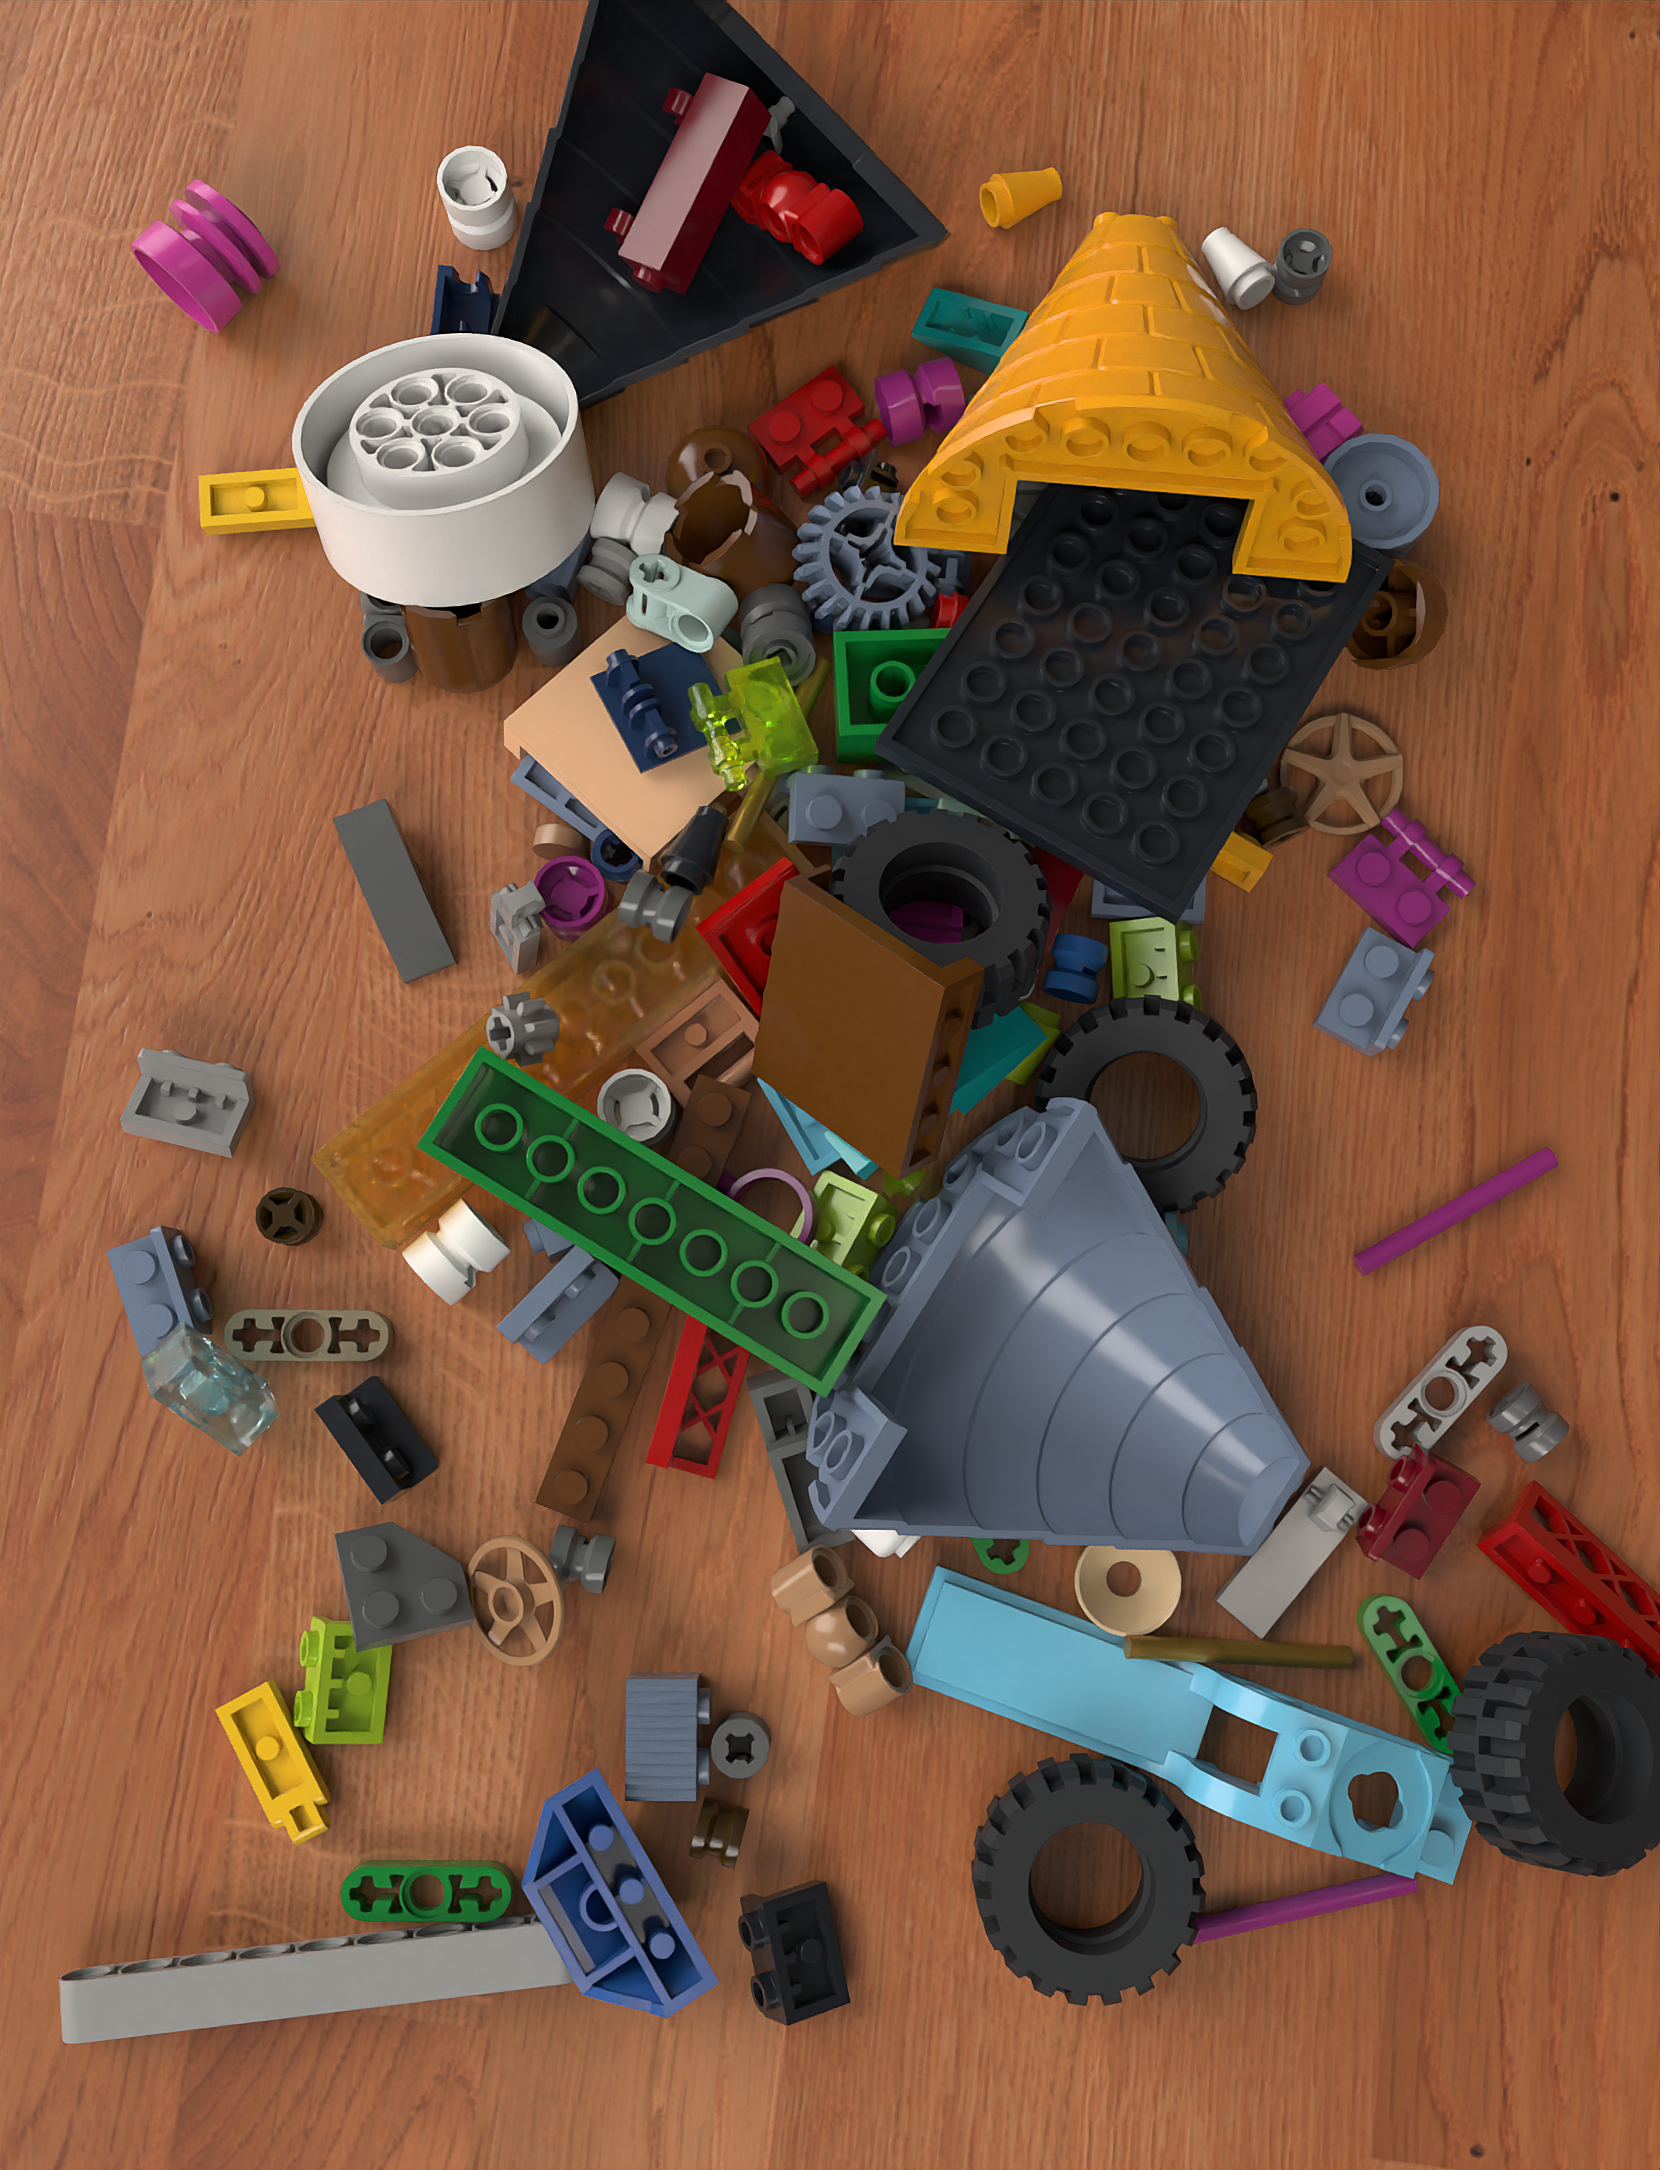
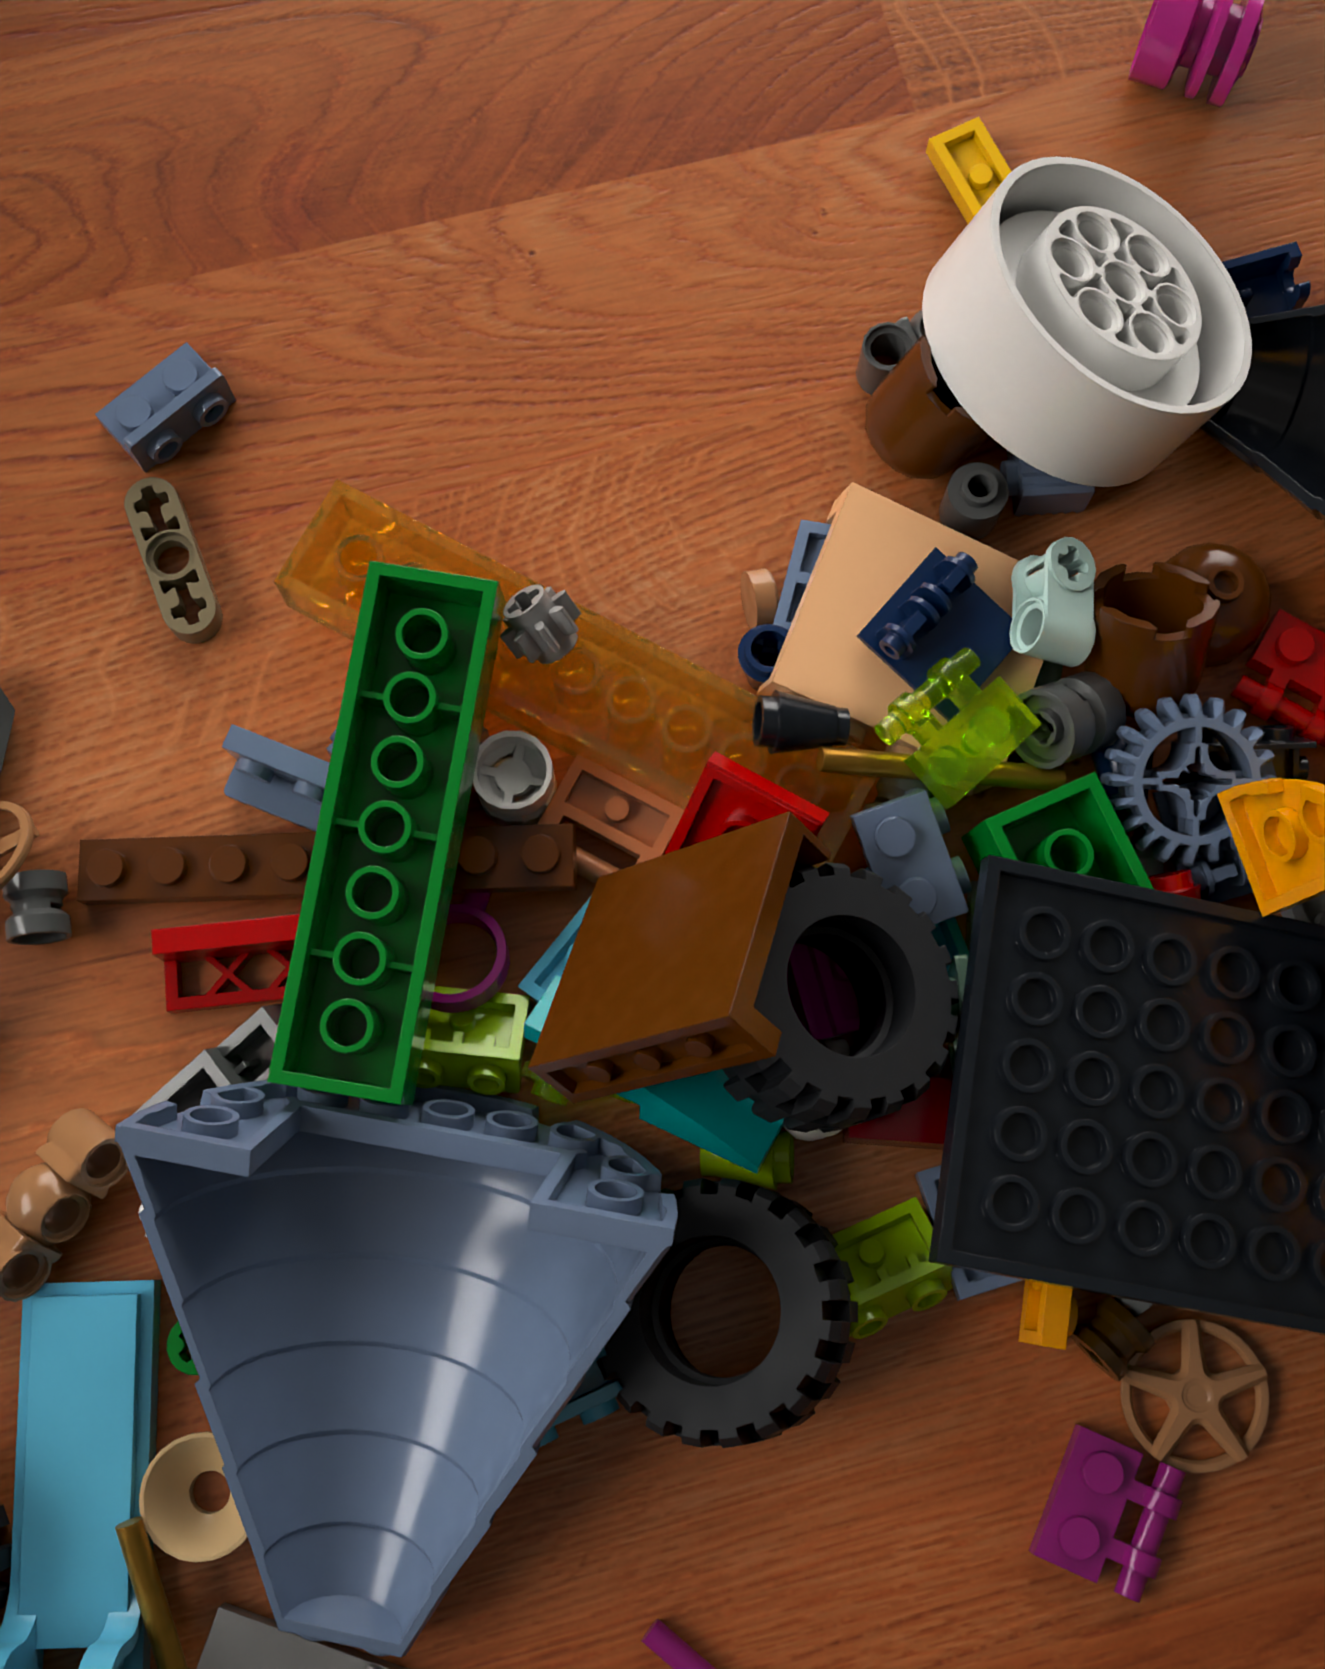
camera: 65 degrees right, 5 degrees down
(189, 1102) = (357, 358): light grey bracket -> none
(210, 1389) = (77, 482): clear light blue brick -> none
(278, 1210) = (274, 480): dark brown wheel -> none
(378, 1439) = (86, 661): black bracket -> none
(395, 890) = (645, 459): dark grey slope -> none
(456, 1252) = (295, 659): white wheel -> none
(517, 924) = (658, 579): light grey hinge -> none
(572, 896) = (706, 625): magenta wheel -> none
(608, 571) = (1055, 524): light grey wheel -> none
(632, 516) = (1128, 528): white wheel -> none
(648, 904) = (722, 703): dark grey wheel -> none
(1075, 968) = (850, 1179): blue wheel -> none
(1374, 993) = (964, 1529): sand blue bracket -> none

